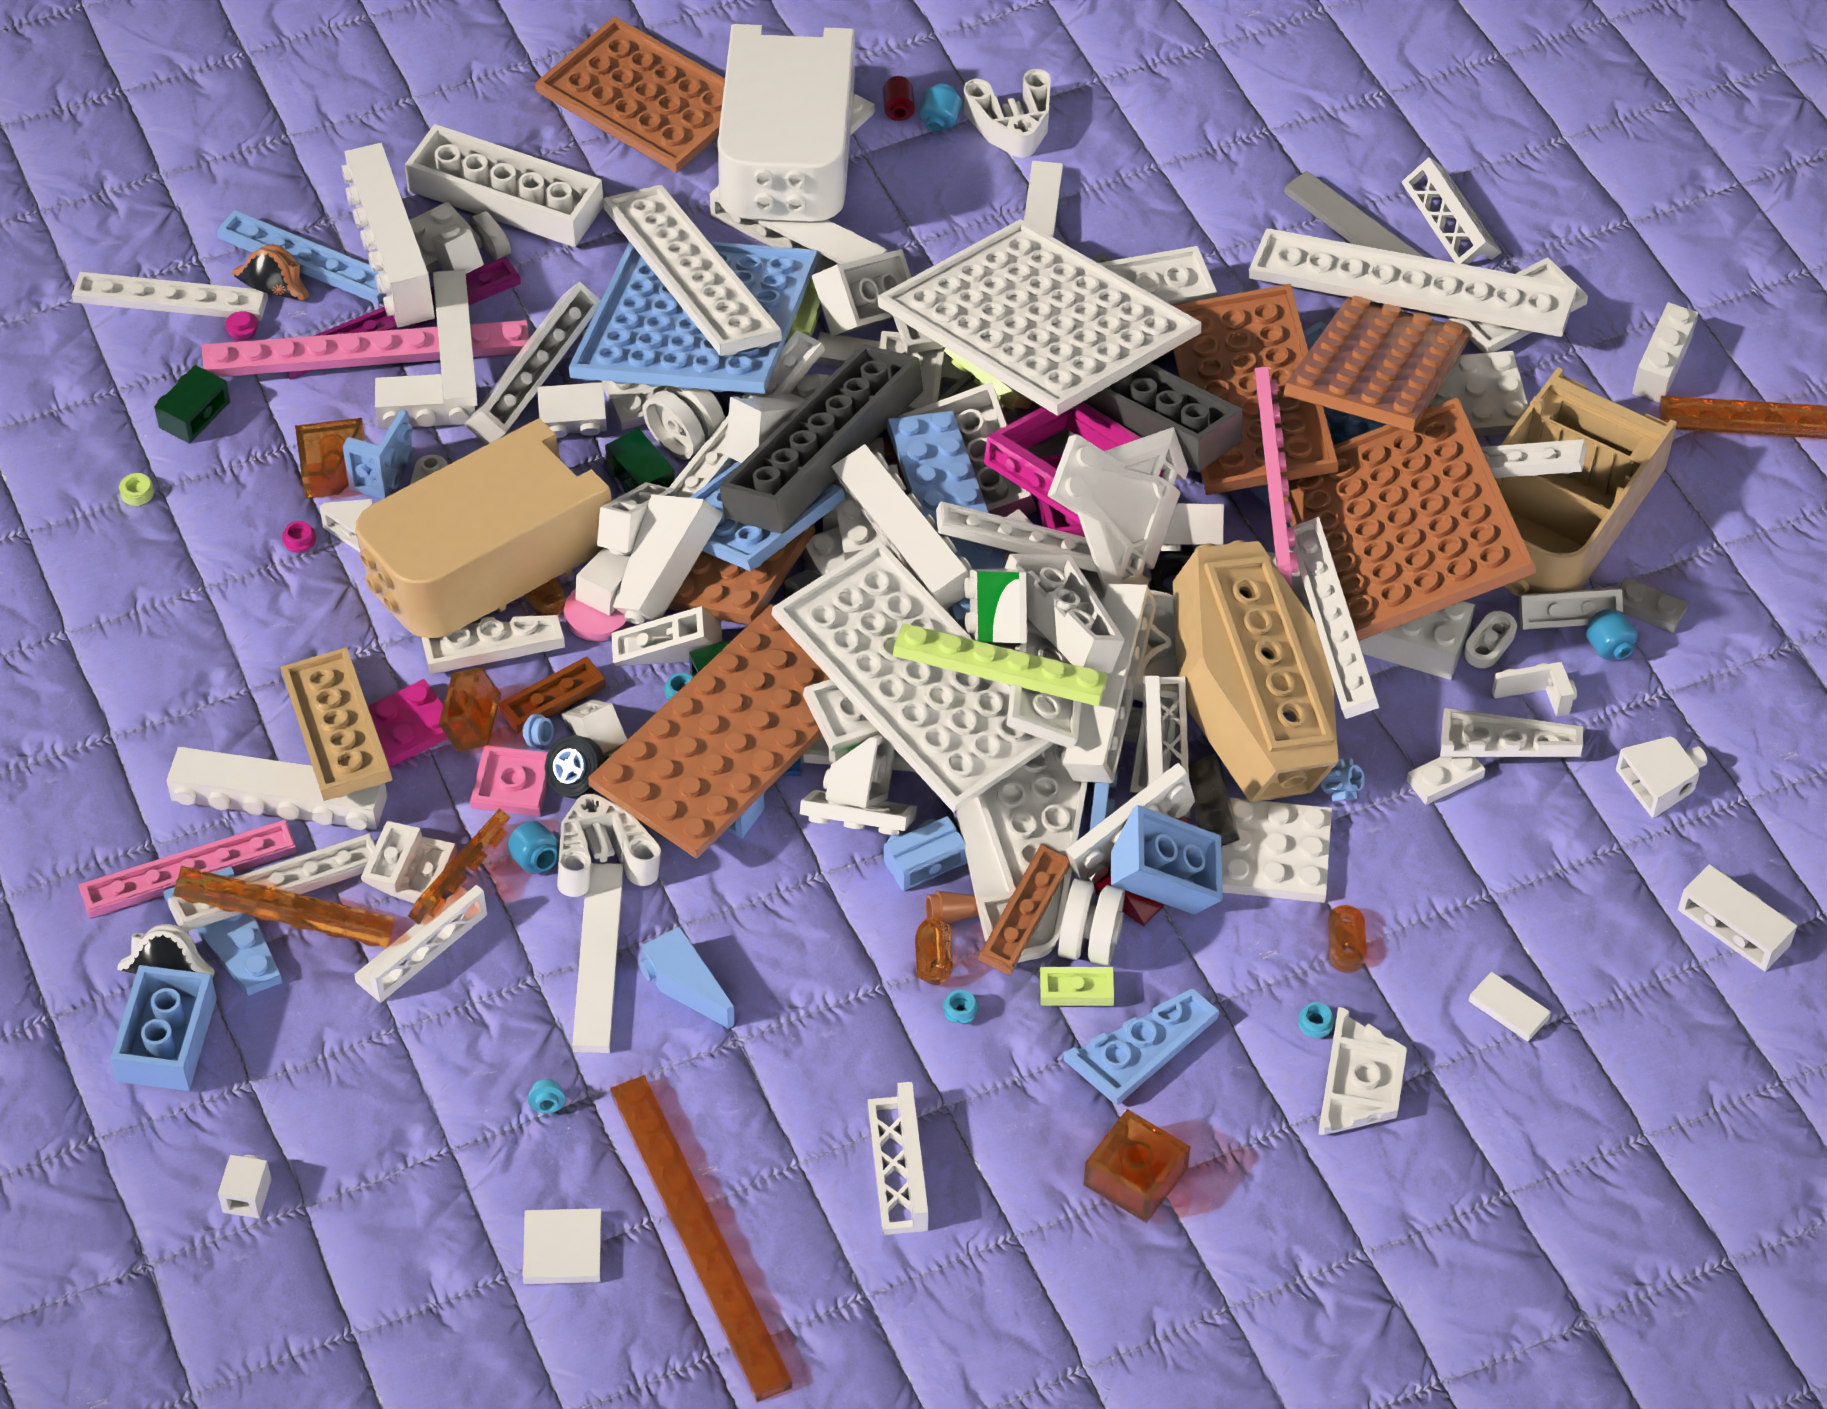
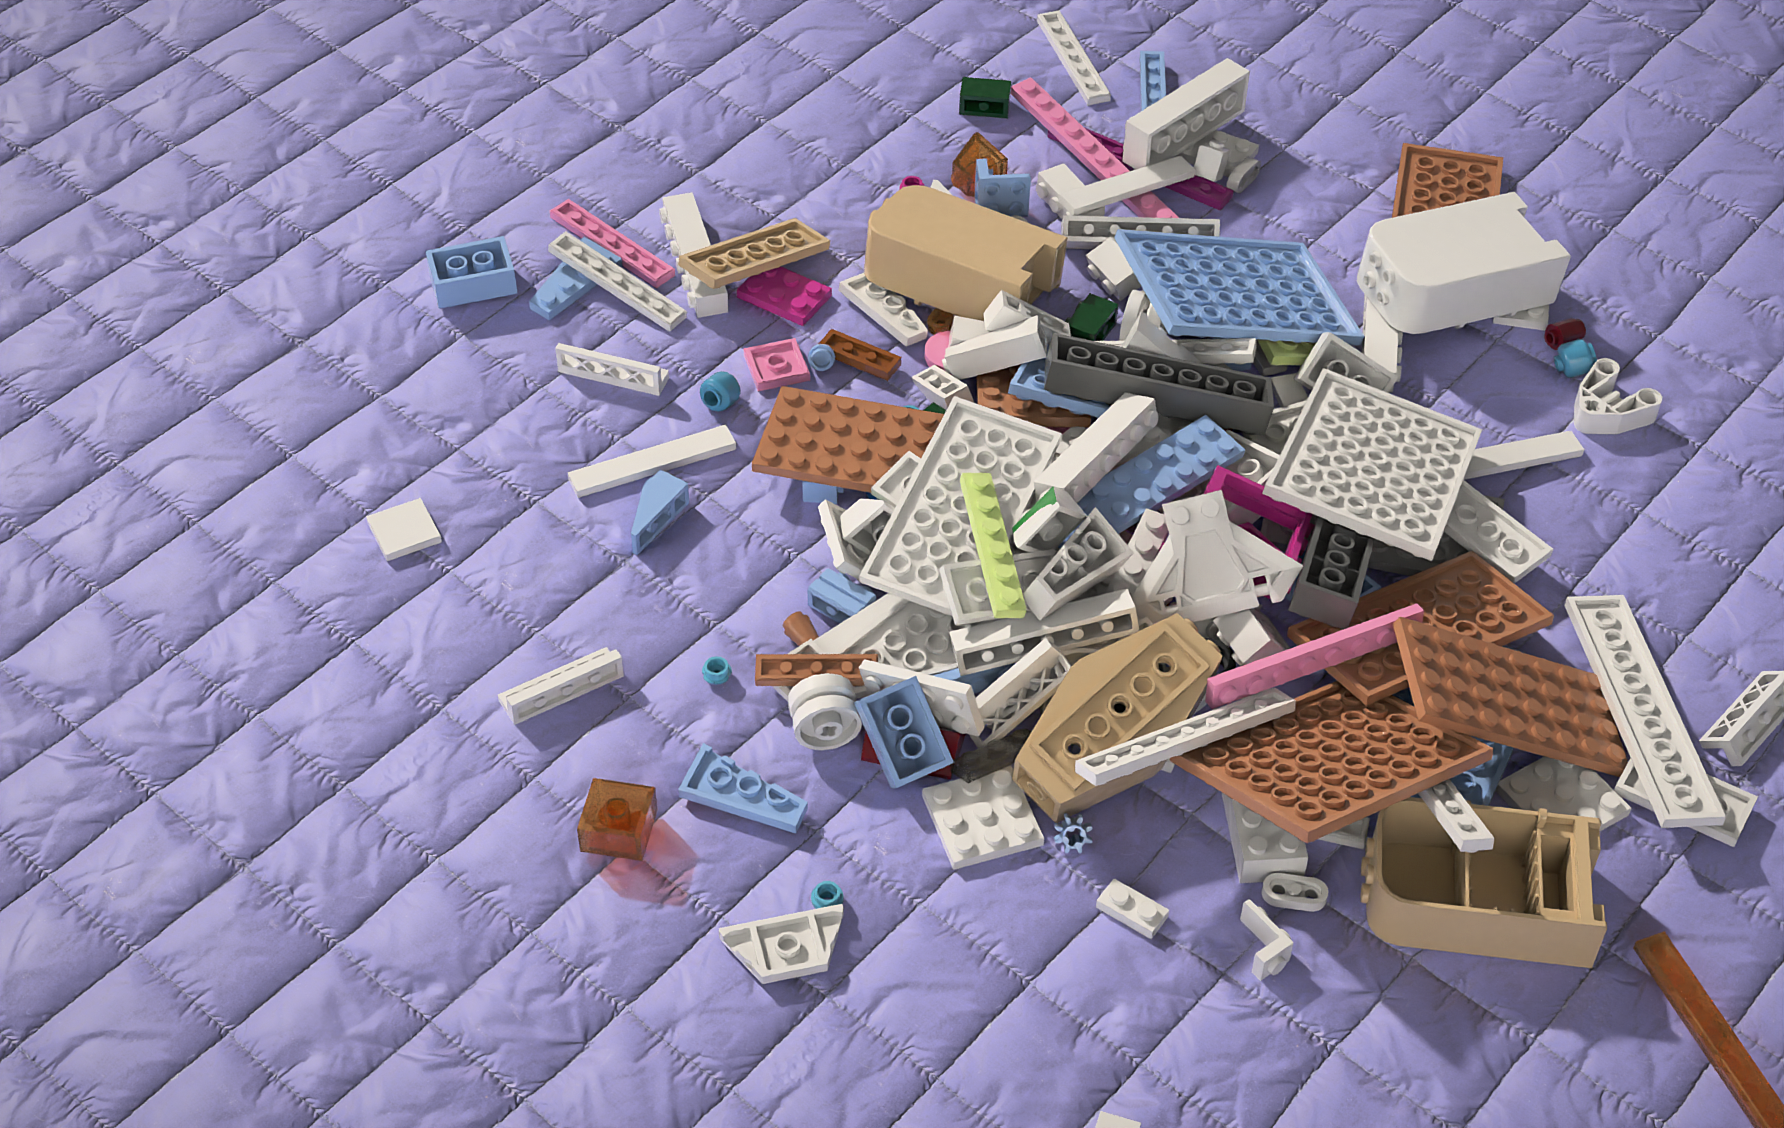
camera: 65 degrees right, 5 degrees down
(136, 489) = (901, 104): yellowish green tile -> none
(164, 948) = (529, 254): hat -> none
(241, 325) = (1072, 96): dark pink plate -> none
(244, 1186) = (374, 357): white brick -> none
(272, 272) = (1123, 90): hat -> none
(283, 906) = (590, 285): clear orange plate -> none
(406, 861) = (672, 339): white slope -> none
(453, 876) = (678, 358): clear orange plate -> none
(470, 709) = (812, 314): clear orange brick -> none
(505, 184) = (1291, 162): white brick -> none
(546, 1096) = (517, 474): medium azure plate -> none
(562, 769) = (802, 377): black wheel -> none
(597, 822) = (744, 412): white connector -> none
(598, 722) = (843, 381): white slope -> none
(692, 270) = (1273, 269): white plate -> none
(701, 1239) = (443, 600): clear orange plate -> none
(934, 951) = (745, 642): clear orange plate -> none
(1012, 534) = (1130, 510): white tile -> none
(1076, 986) = (773, 732): yellowish green plate -> none
(1343, 215) = (1686, 650): light grey tile -> none
(1345, 936) = (923, 893): clear orange plate -> none
(1505, 736) = (1191, 928): white wing -> none
(1509, 1006) = (917, 1029): white tile -> none
(1566, 607) = (1368, 939): white plate -> none
(1611, 634) = (1357, 976): dark azure head -> none
(1652, 605) = (1421, 1001): light grey plate -> none
(1660, 772) = (1230, 1063): white torso -> none
(1665, 352) = (1718, 918): white brick -> none

